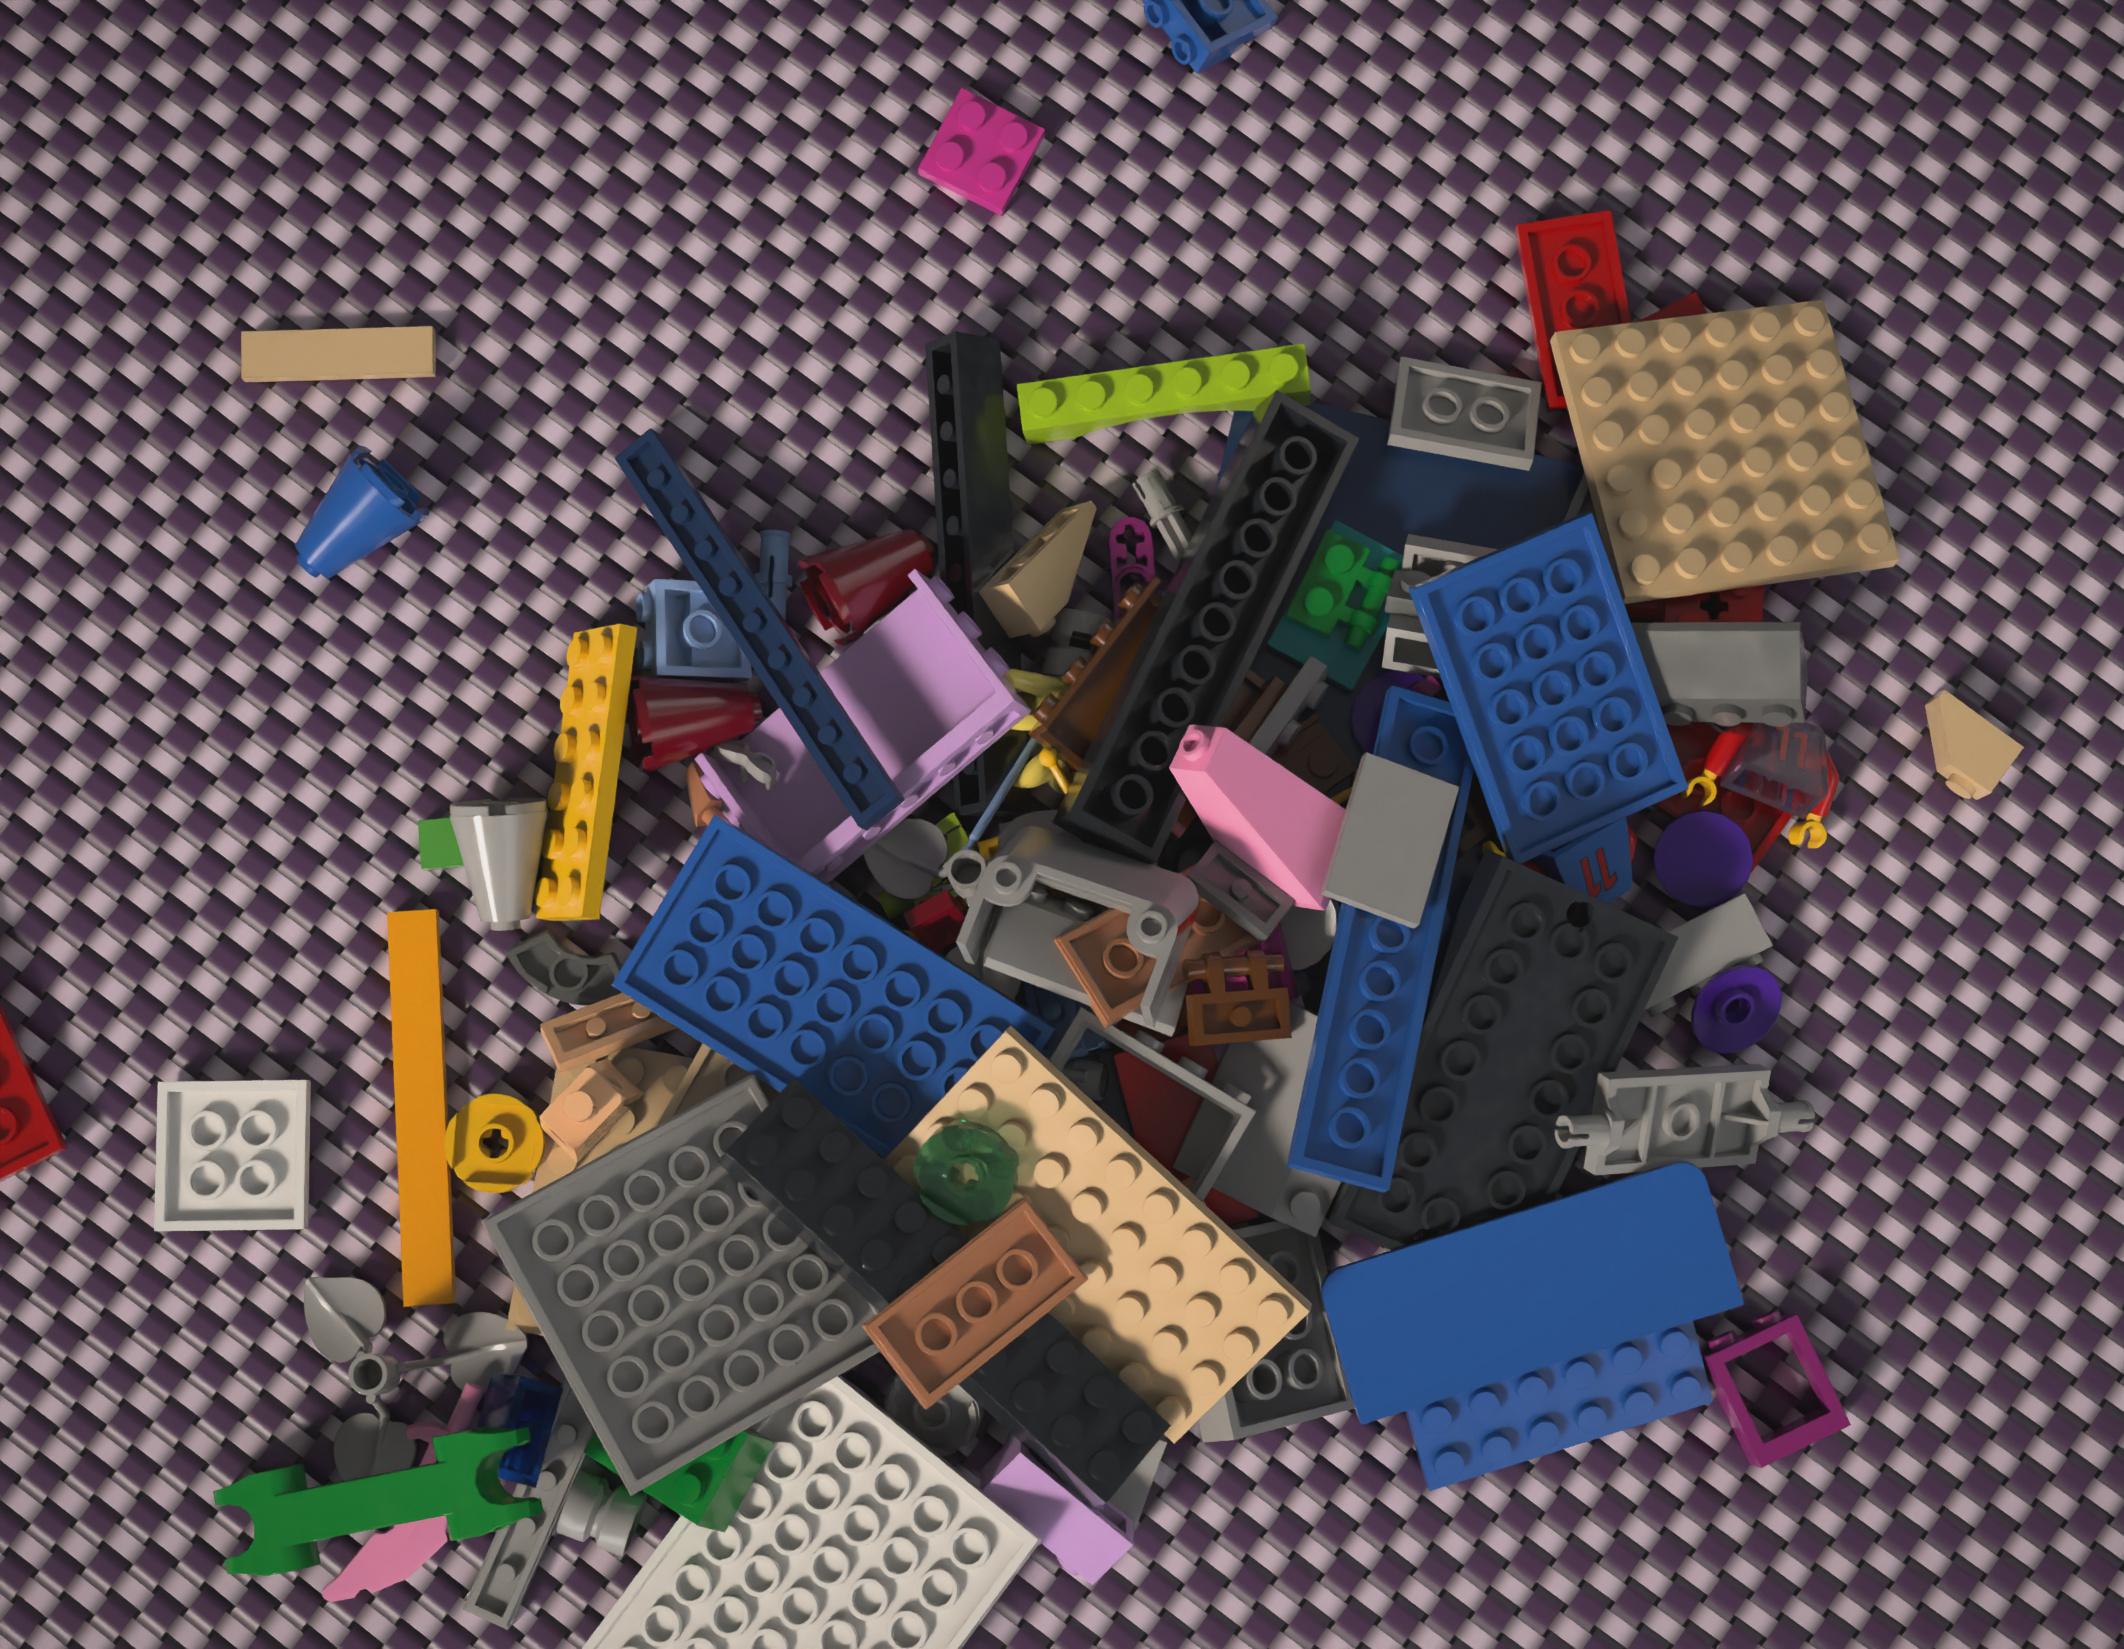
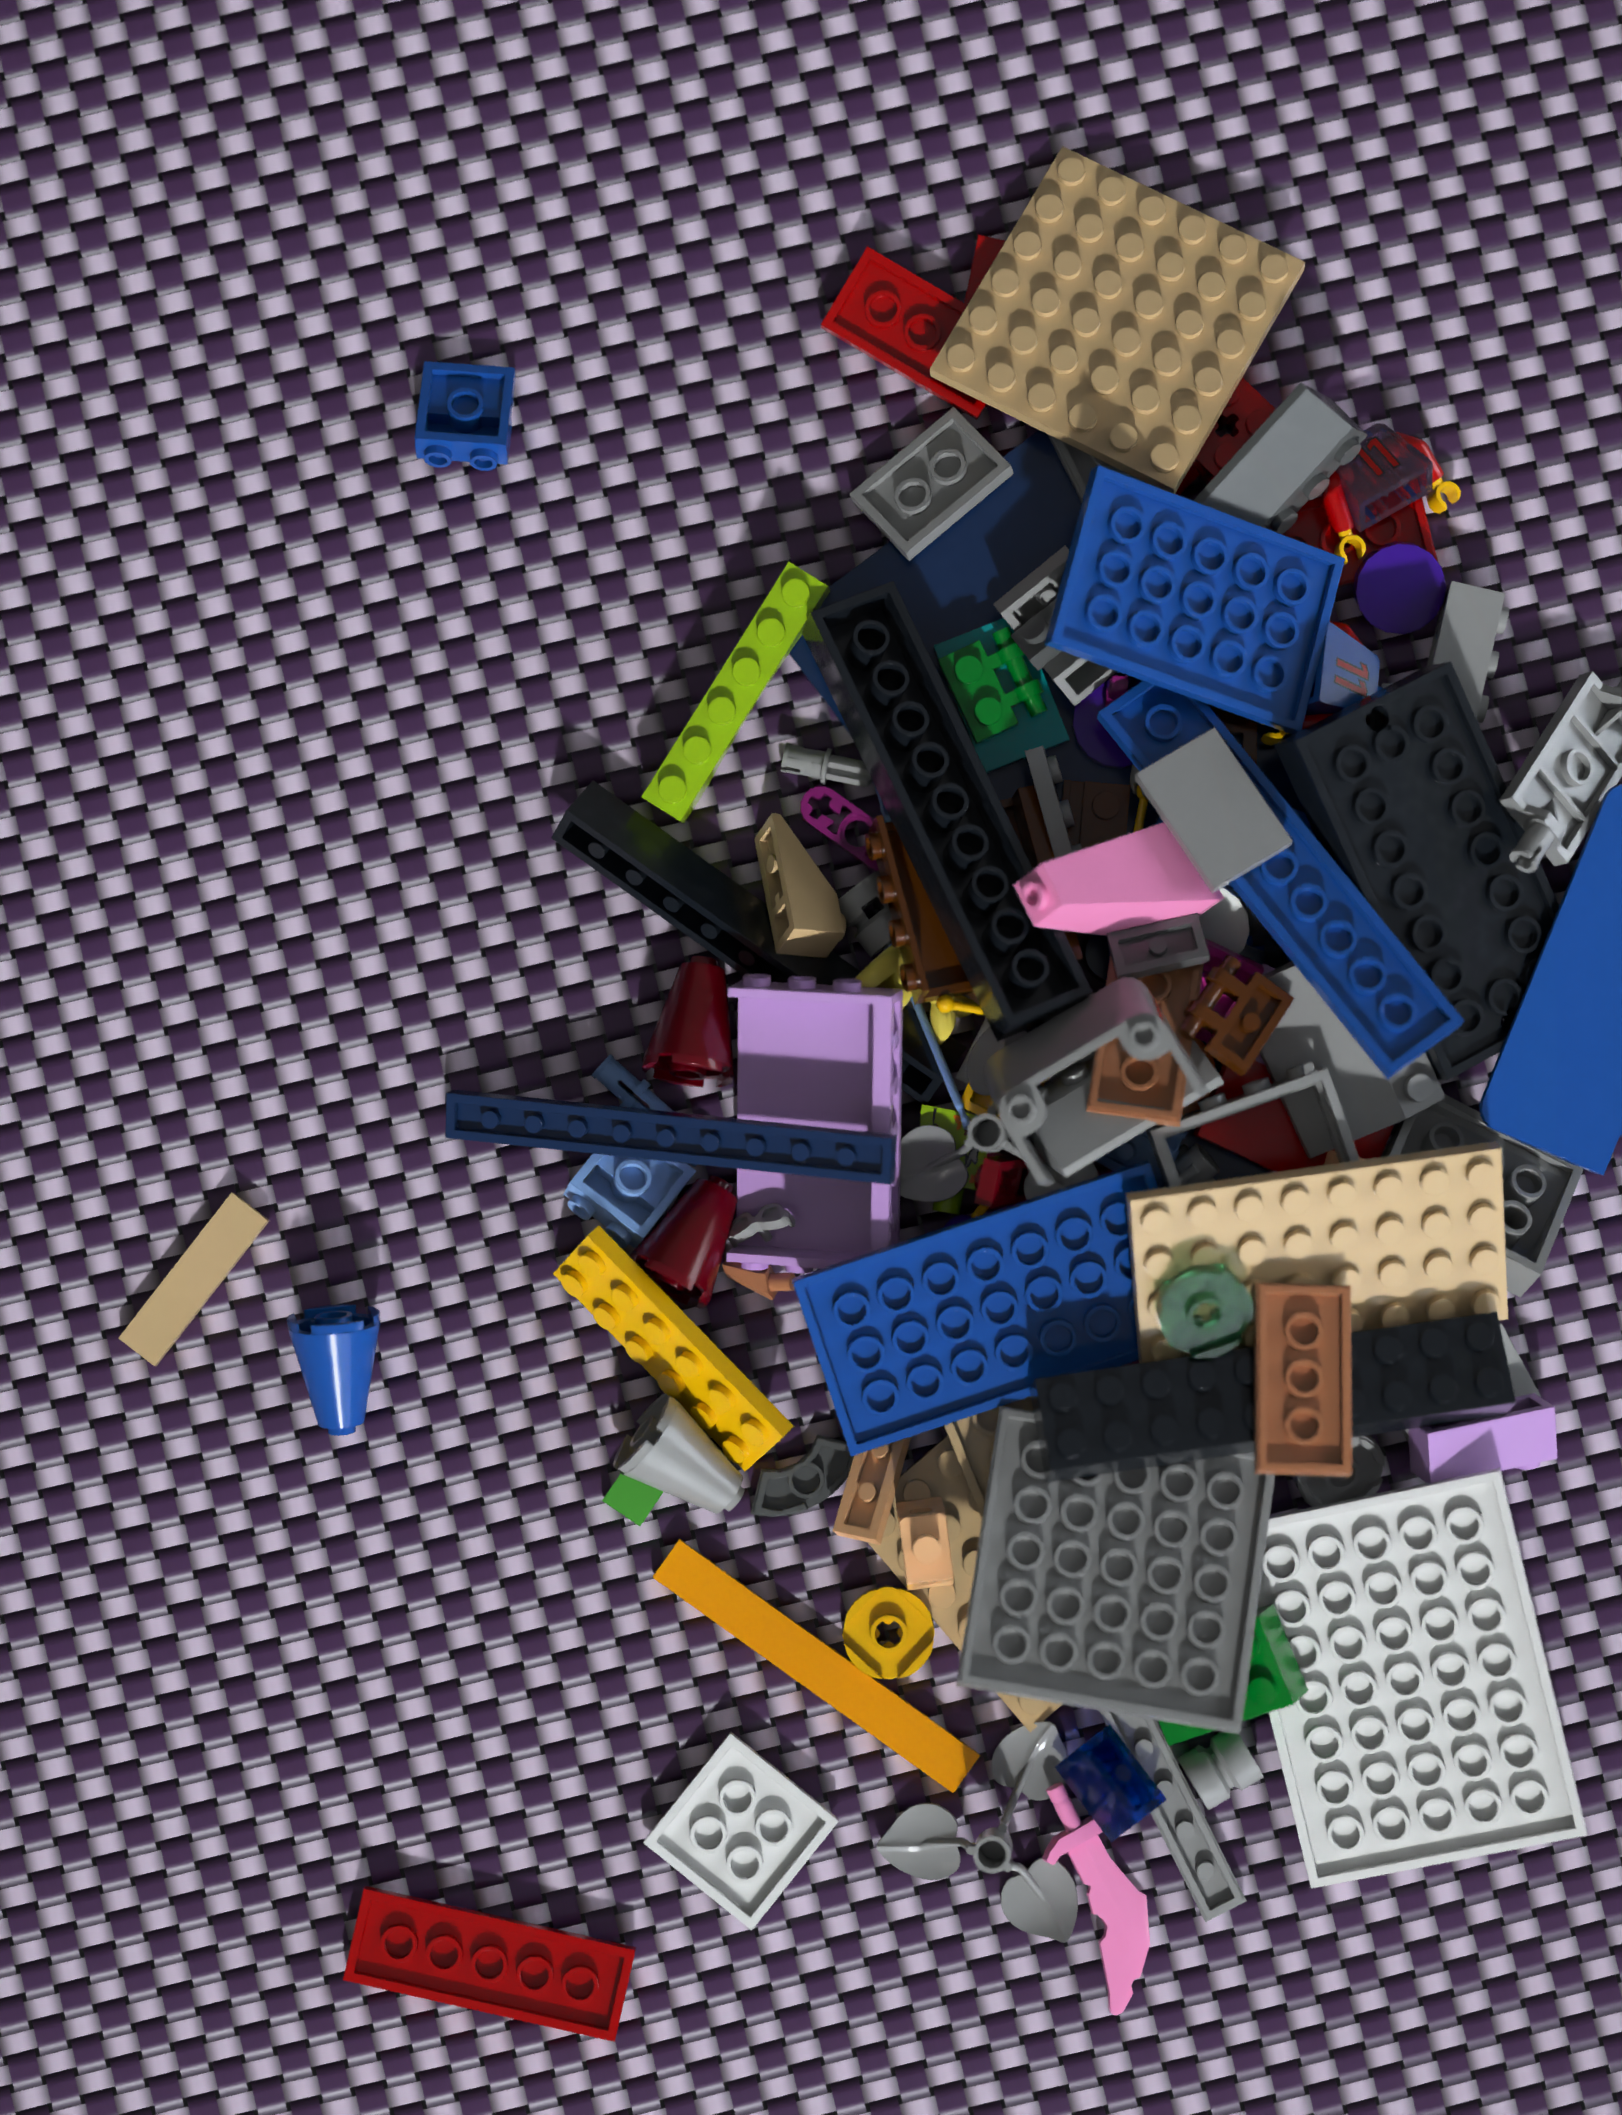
camera: 45 degrees left, 5 degrees up
(458, 1486) = (1123, 1853): green piece -> none
(981, 151) = (432, 673): dark pink plate -> none
(1736, 1009) = (1527, 657): dark purple dish -> none
(1968, 747) = (1478, 327): tan slope -> none

